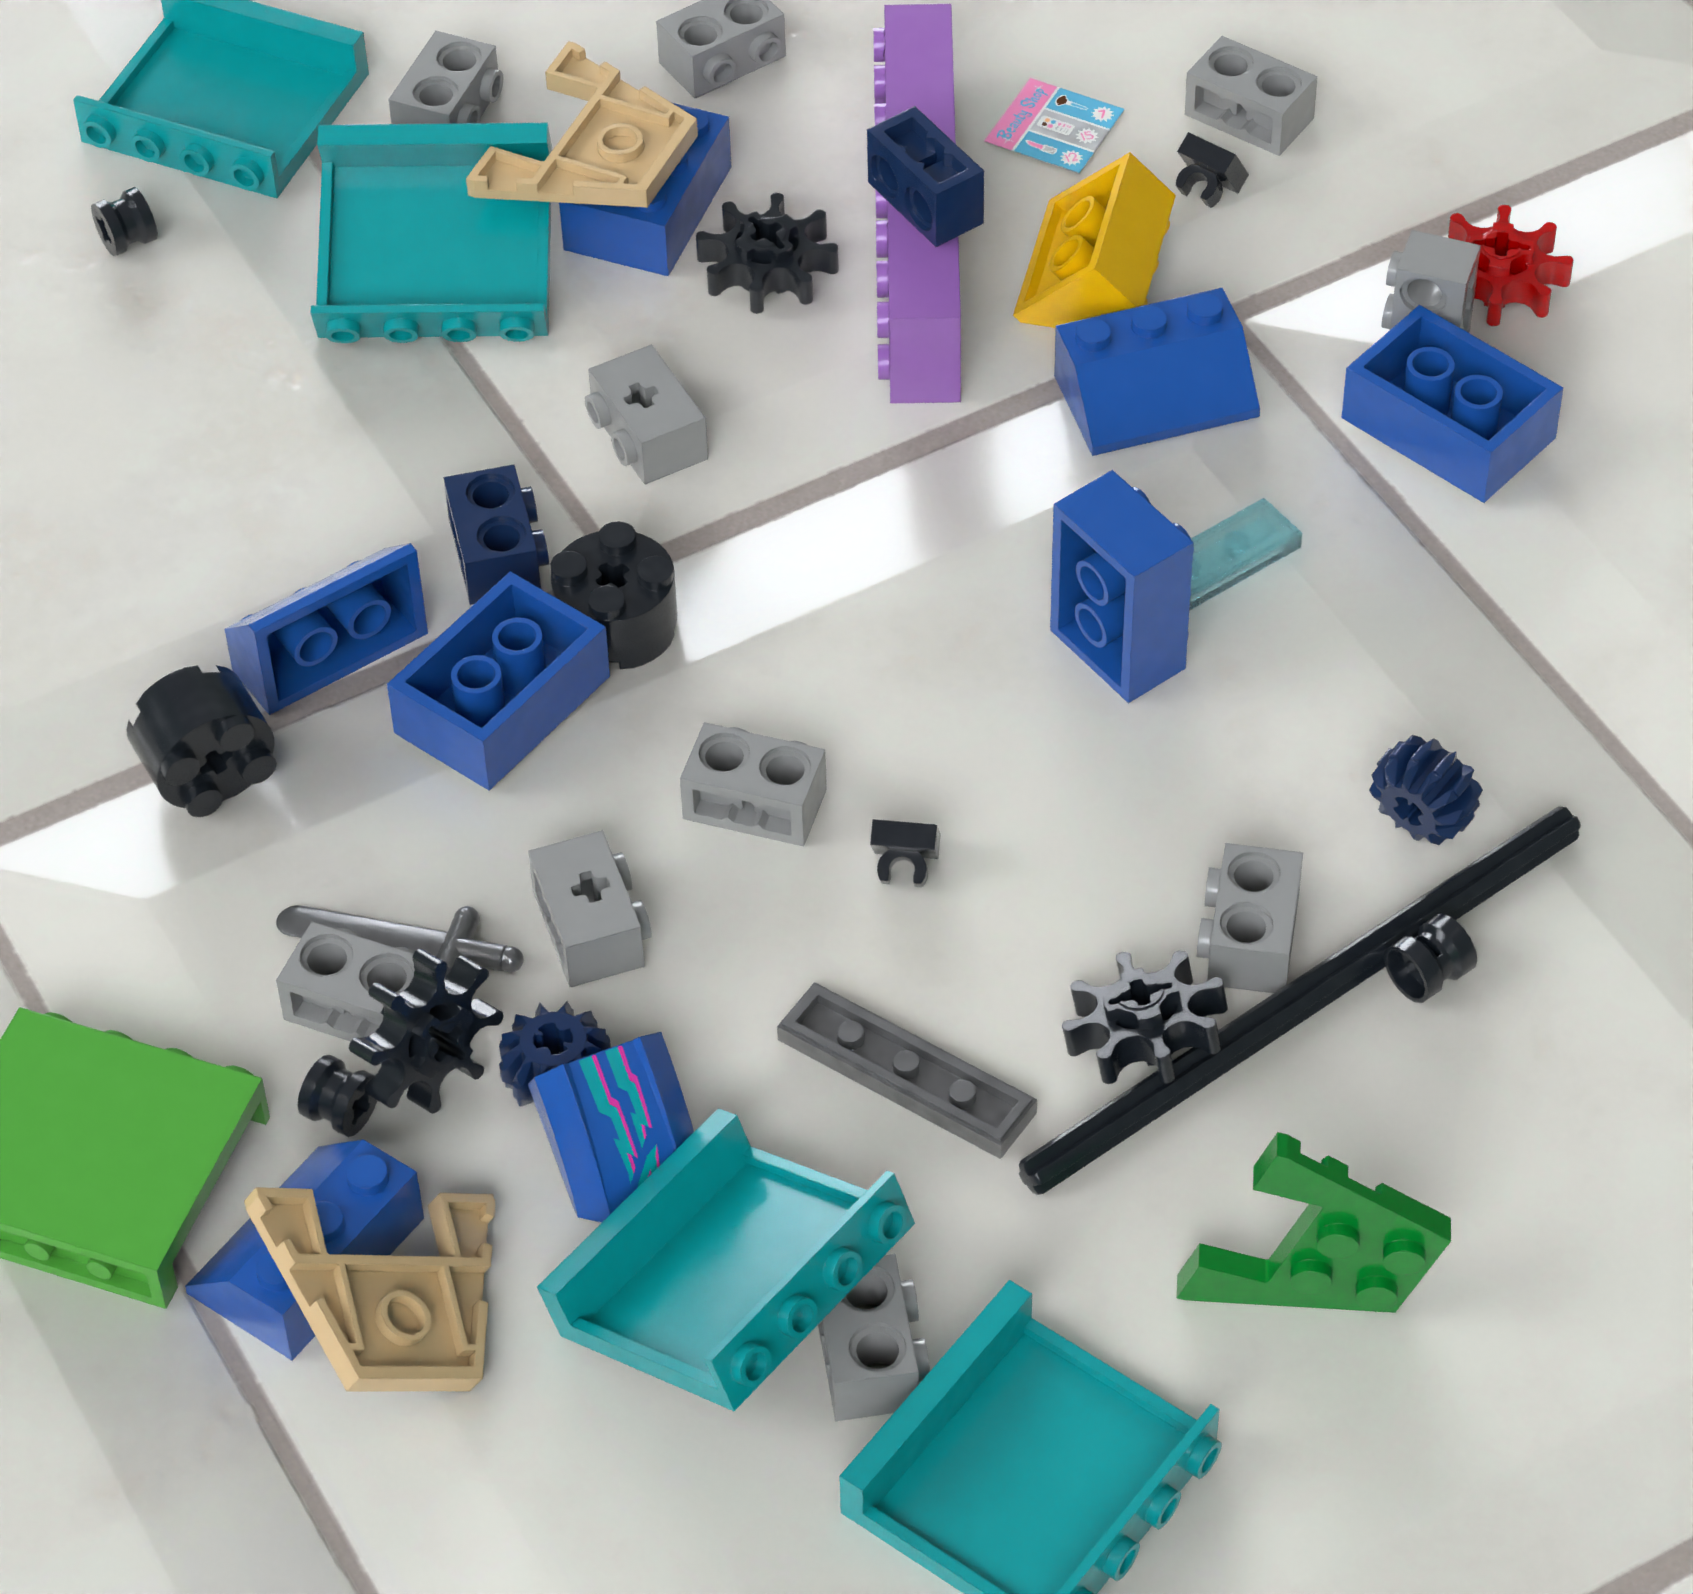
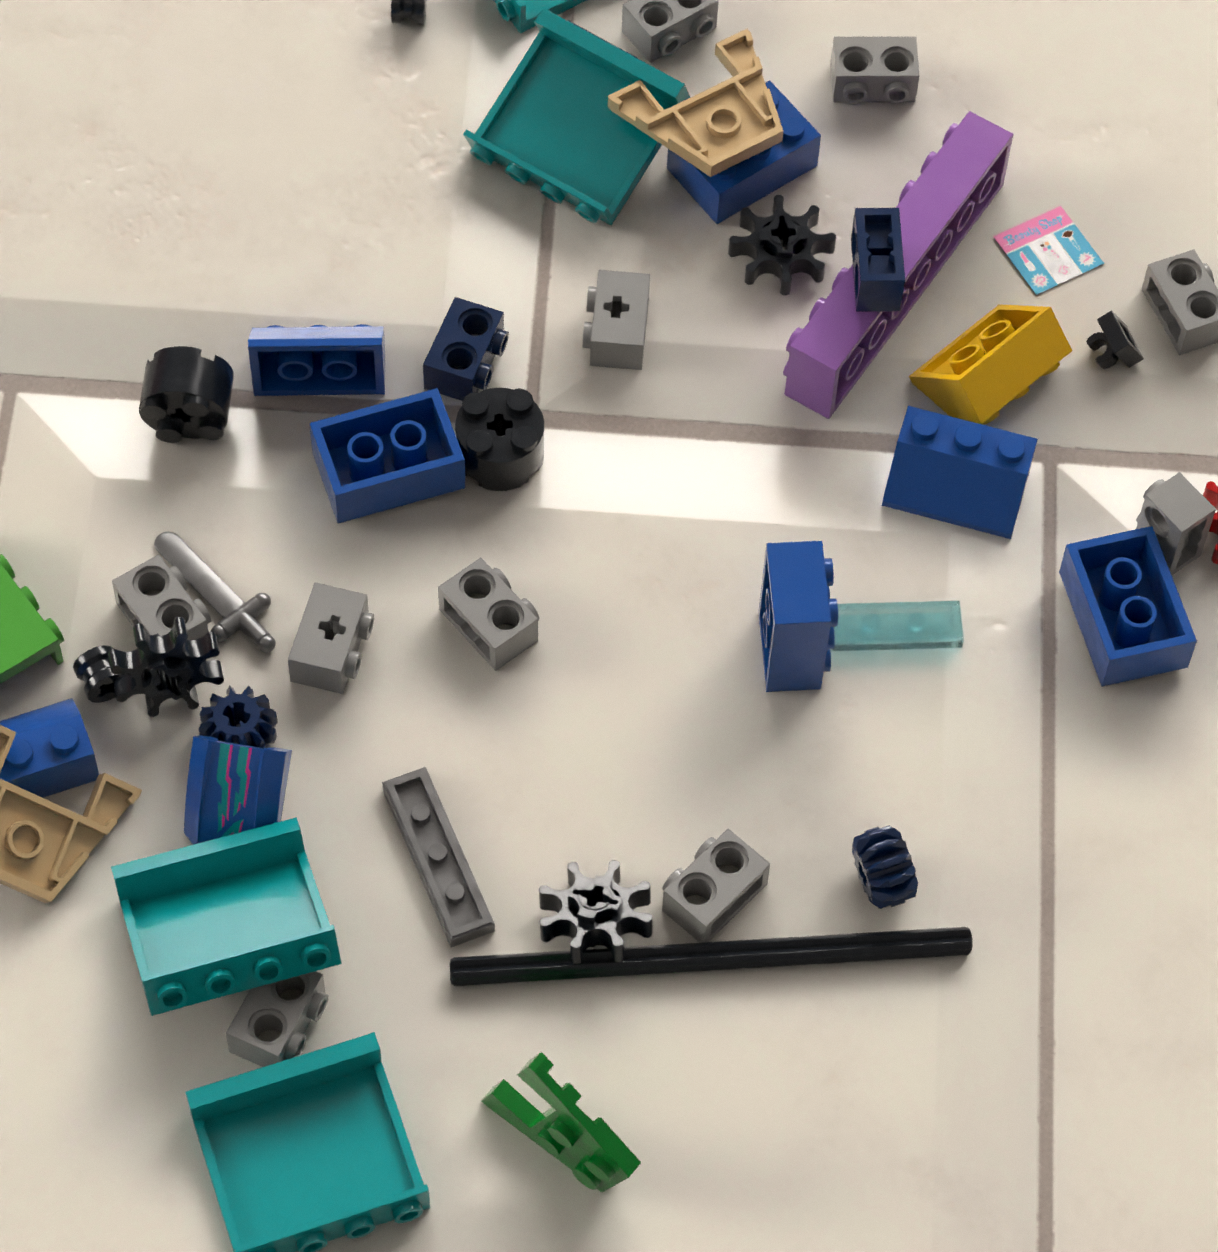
camera: 30 degrees right, 10 degrees up
(904, 842) = (547, 707): black tile -> none
(1436, 954) = (812, 979): black wheel -> none

